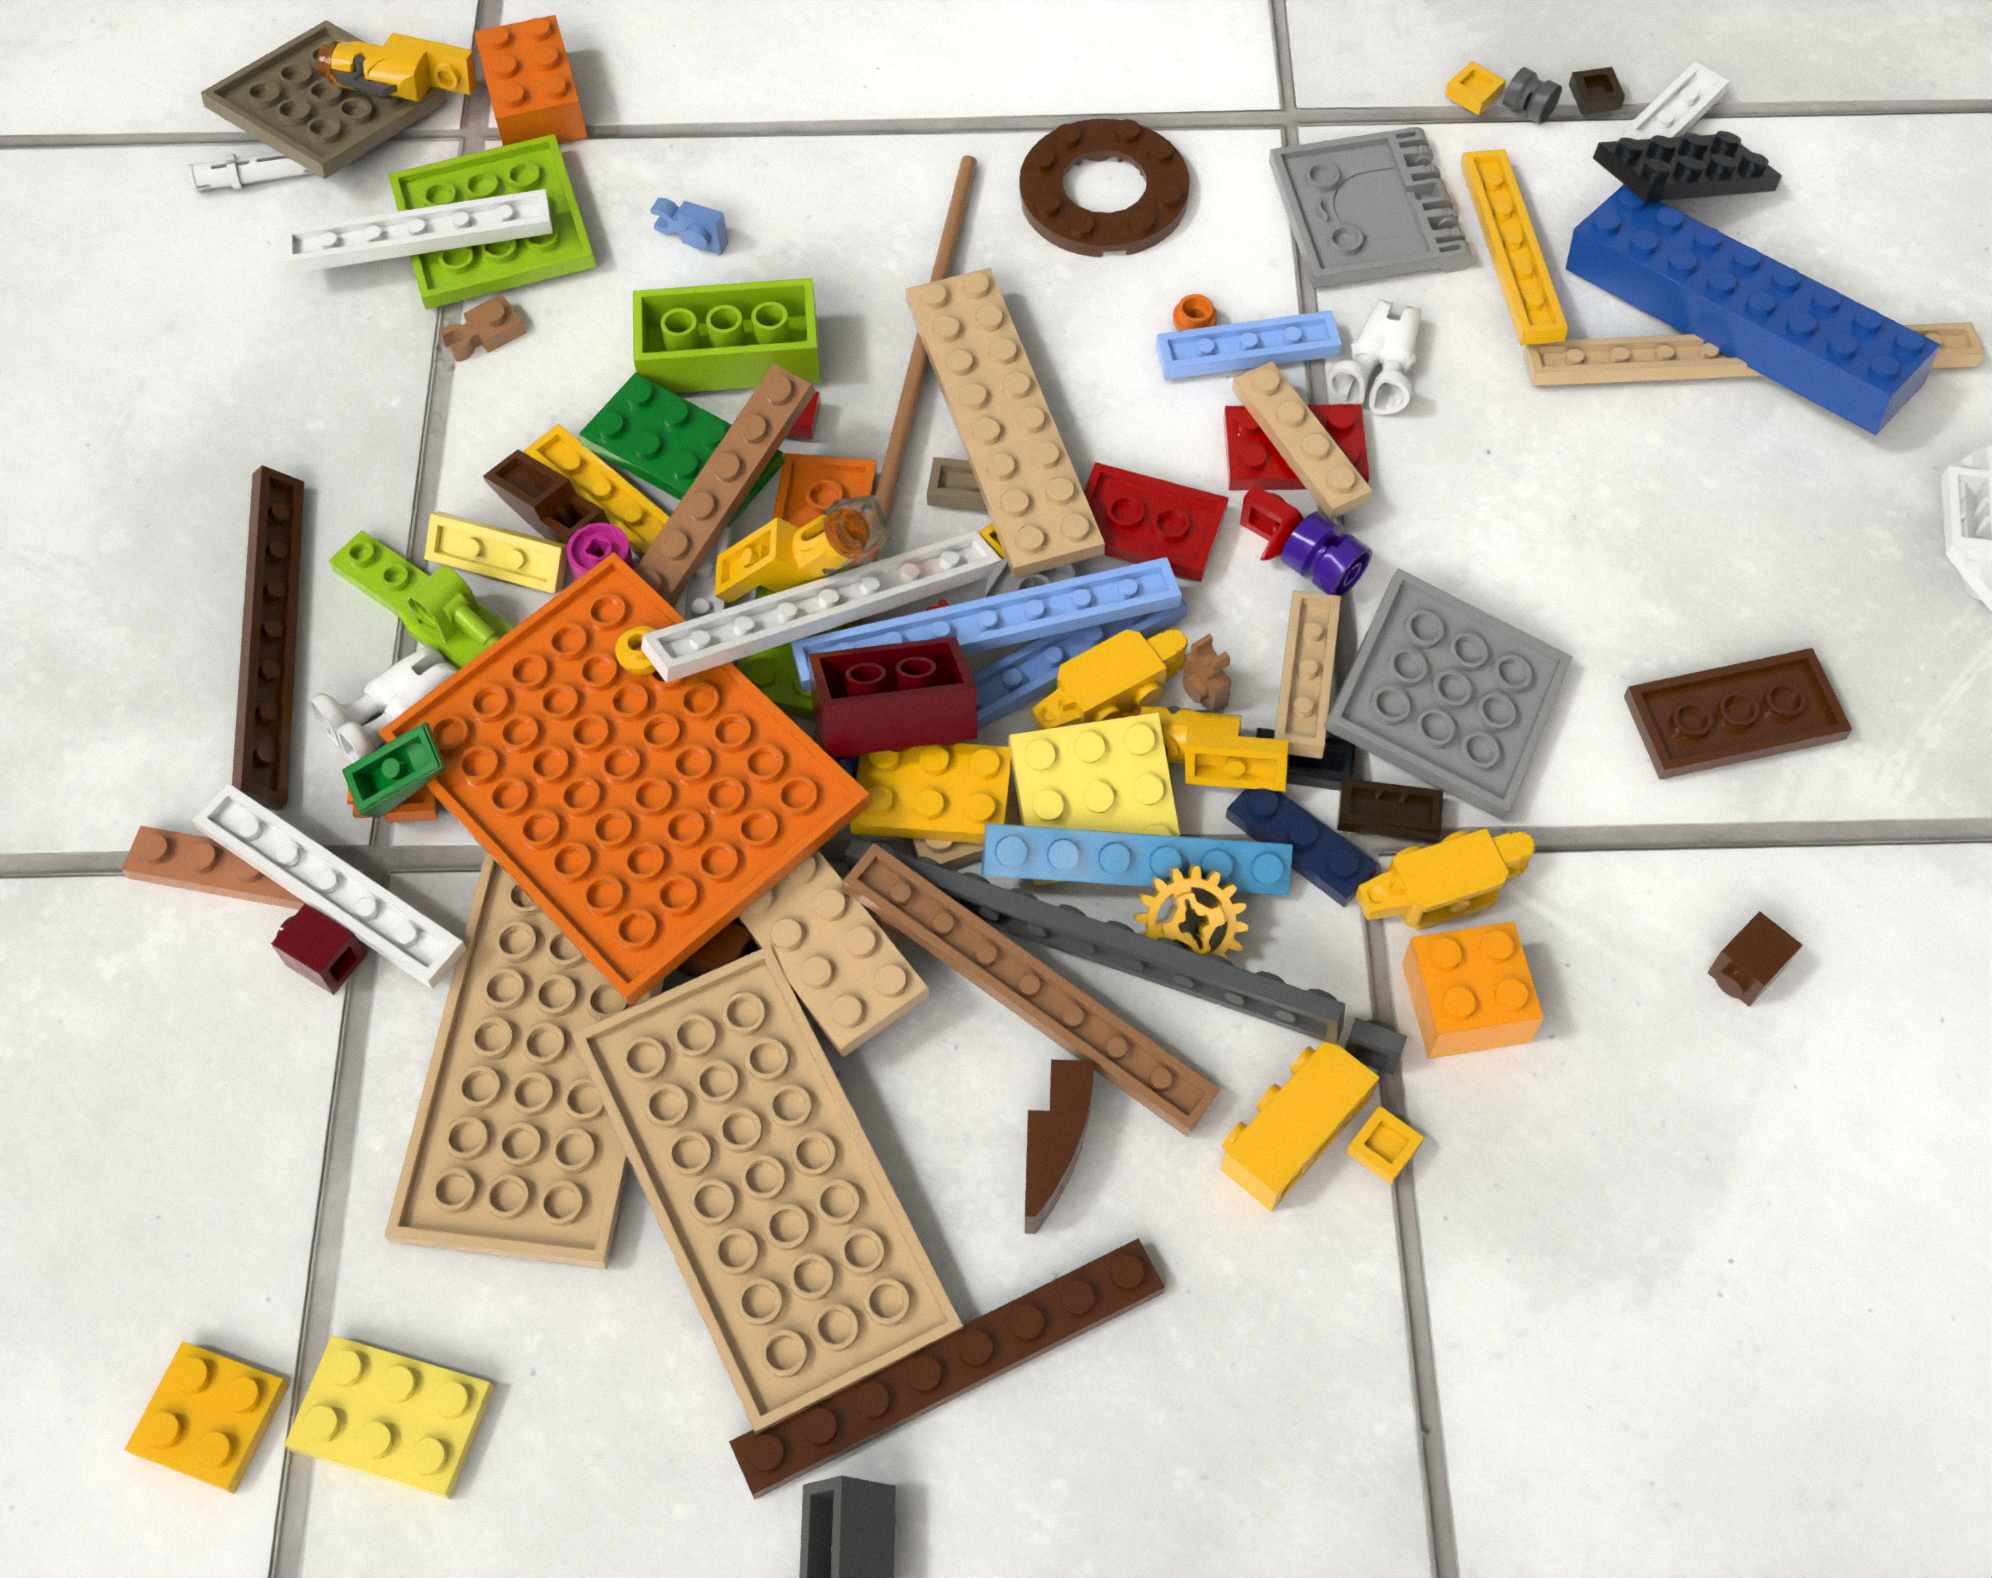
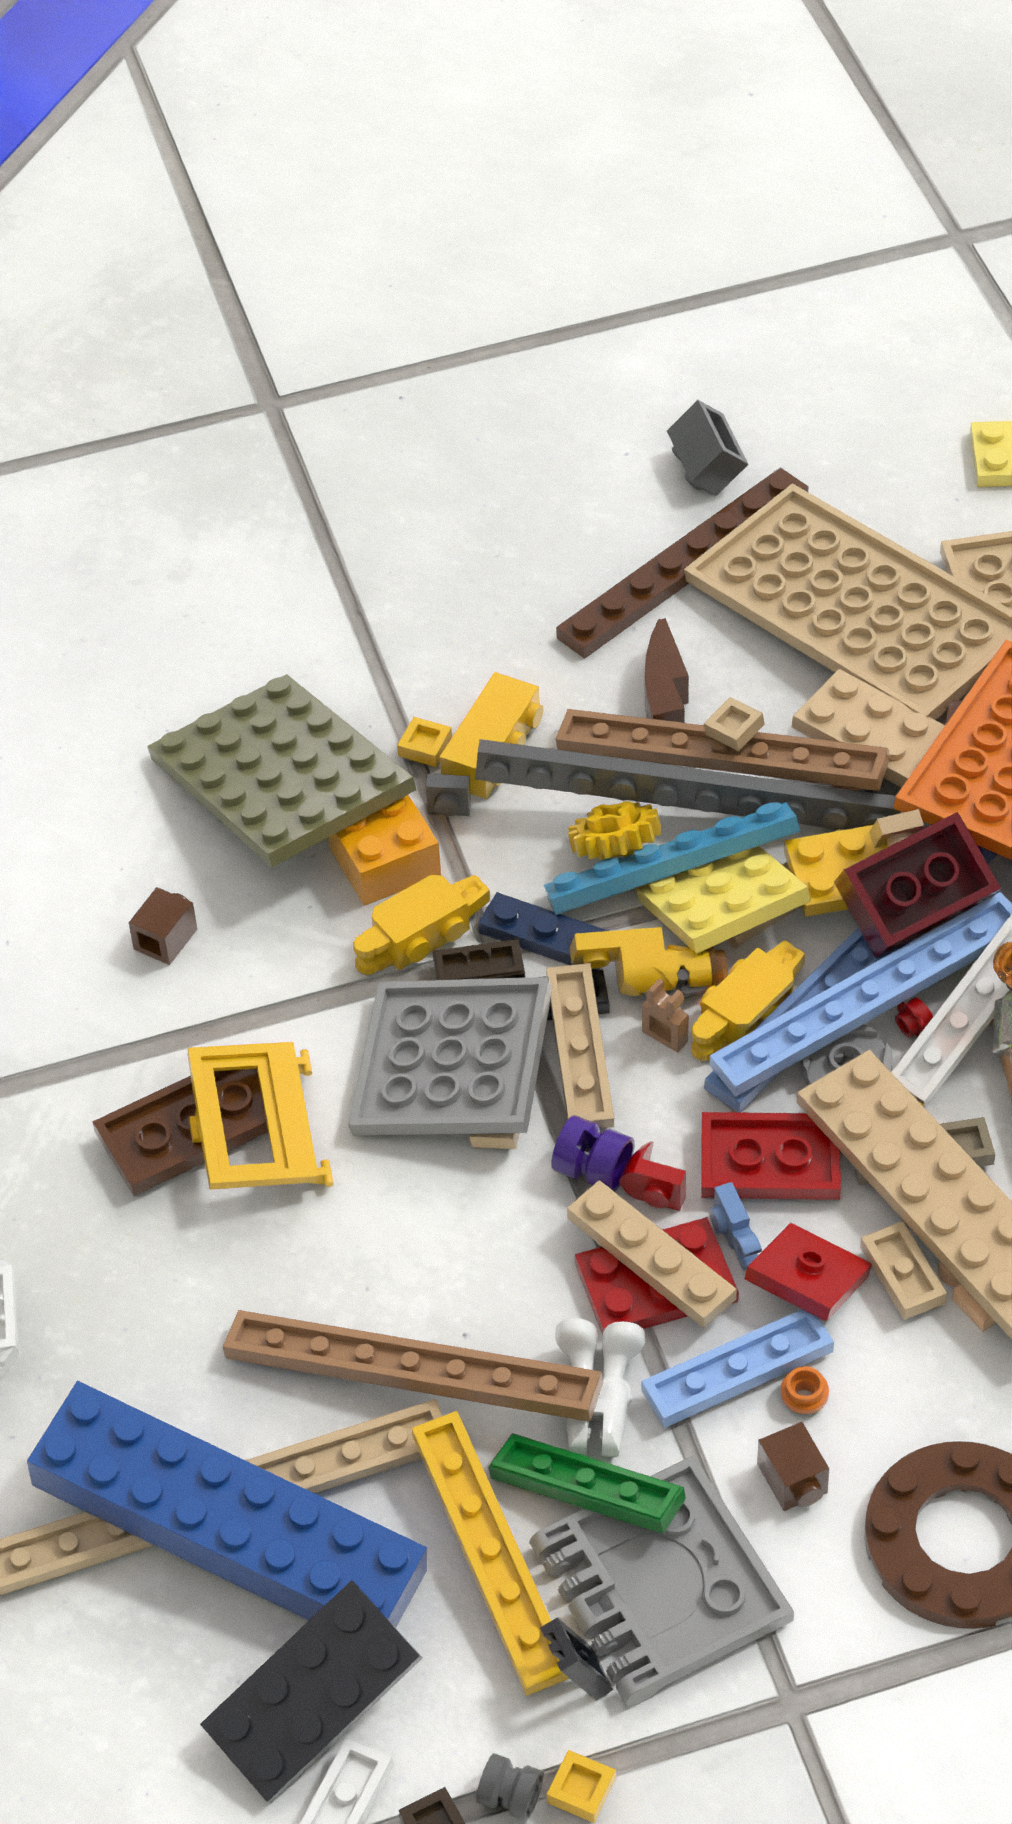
camera: 165 degrees right, 10 degrees down
(883, 769) = (895, 828): none -> tan plate
(1008, 977) = (734, 723): none -> tan plate
(1066, 385) = (903, 1270): none -> tan plate
(1155, 400) = (808, 1271): none -> red plate
(1209, 465) = (731, 1218): none -> medium blue plate
(1230, 252) = (793, 1467): none -> reddish brown brick
(1416, 274) = (587, 1483): none -> green tile
(1464, 137) = (576, 1659): none -> black tile
(1556, 399) = (414, 1365): none -> medium nougat plate
(1589, 1127) = (281, 769): none -> olive plate
(1641, 676) = (284, 1112): none -> yellow piece

